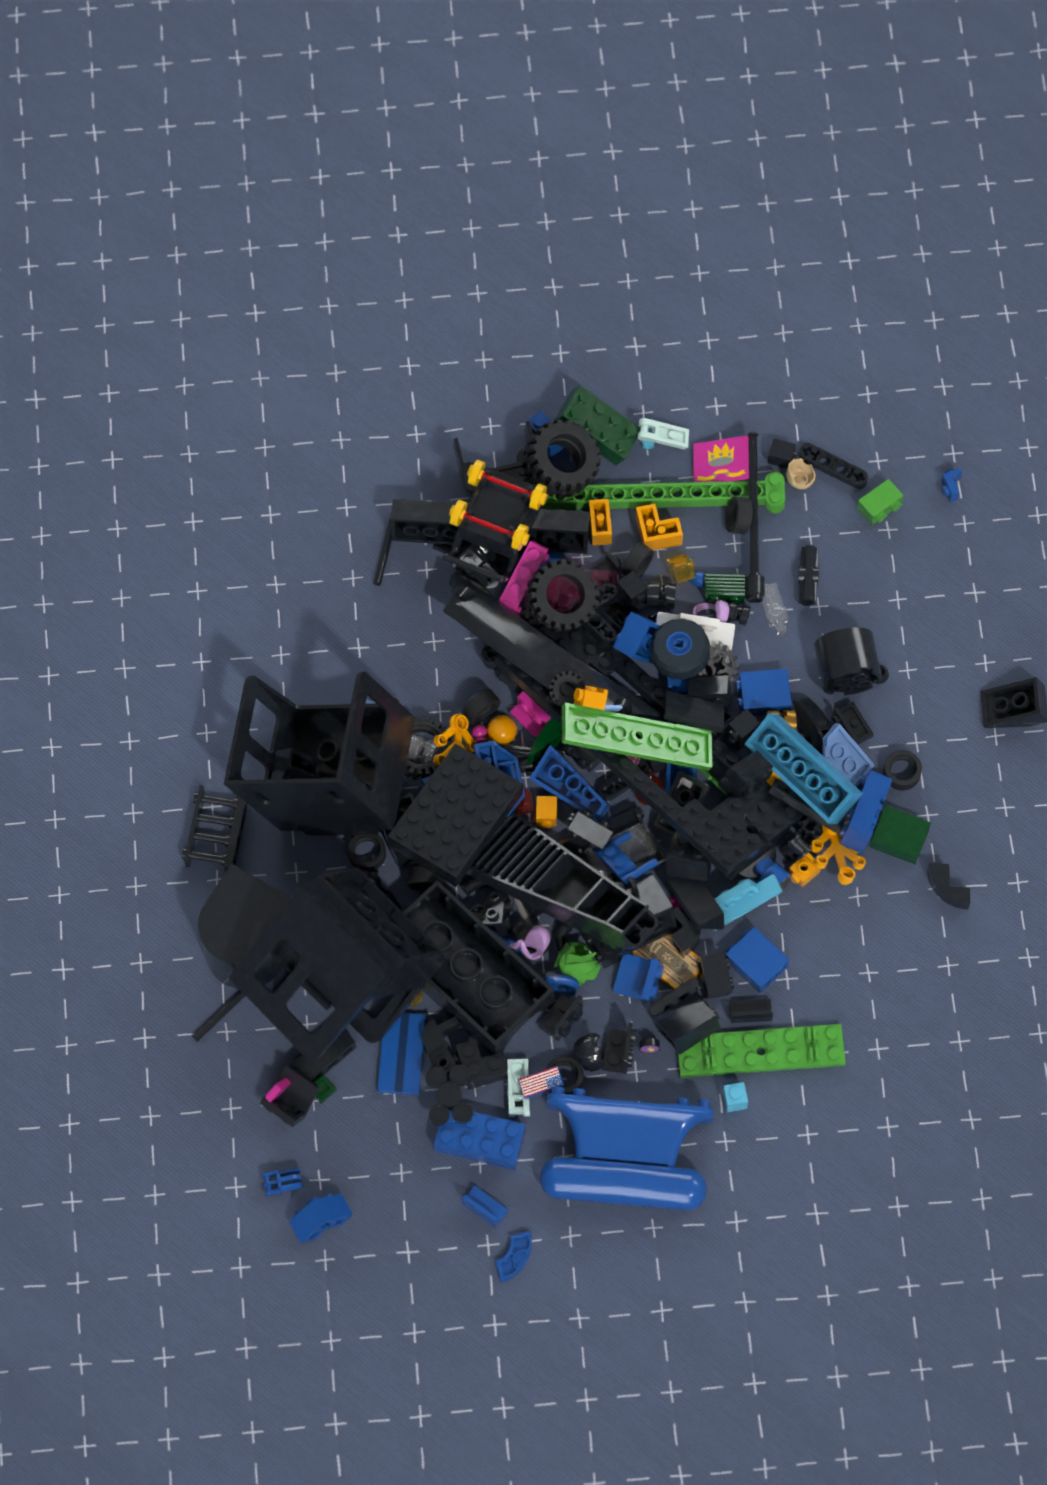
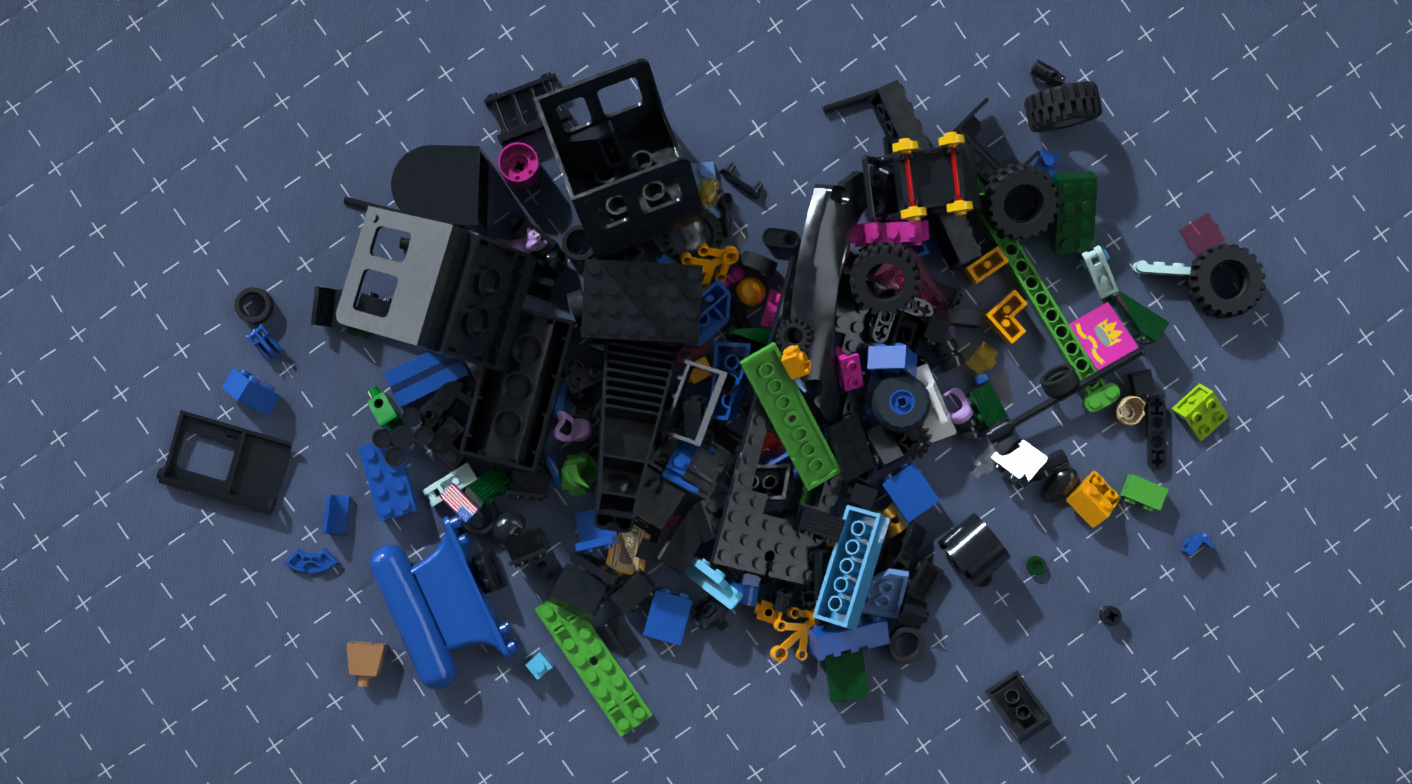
camera: 55 degrees right, 20 degrees up
(238, 1157) = (239, 301): none -> black tyre
(259, 852) = (515, 155): none -> dark pink wheel
(278, 1089) = (330, 294): dark pink tile -> none
(395, 1259) = (253, 473): none -> black piece
(408, 682) = (727, 173): none -> black piece
(412, 1103) = (384, 409): none -> green torso
(413, 709) = (724, 205): none -> black piece
(462, 387) = (1047, 73): none -> black hinge
(466, 683) = (776, 238): none -> black piece
(500, 383) = (1063, 106): none -> black tyre
(542, 1049) = (487, 487): none -> dark green brick
(577, 787) = (723, 385): none -> black hinge
(621, 1092) = (489, 572): none -> black bracket
(624, 675) = (848, 370): none -> dark pink bracket
(638, 1255) = (365, 660): none -> medium nougat torso
(680, 340) = (1201, 234): none -> clear pink piece
(690, 386) = (1159, 268): none -> light aqua plate
(723, 423) = (1138, 319): none -> dark green slope
(738, 319) = (1250, 281): none -> black tyre
(776, 917) = (710, 614): none -> black tile
(792, 584) = (1020, 462): none -> bracket
(833, 566) = (1060, 485): none -> black arm
(834, 418) = (1201, 411): none -> lime bracket
(862, 545) = (1093, 499): none -> light orange slope
(877, 746) = (913, 613): none -> black brick
(894, 625) = (1035, 565): none -> dark green tile
(940, 882) = (823, 730): black brick -> none
(973, 591) = (1107, 613): none -> black wheel

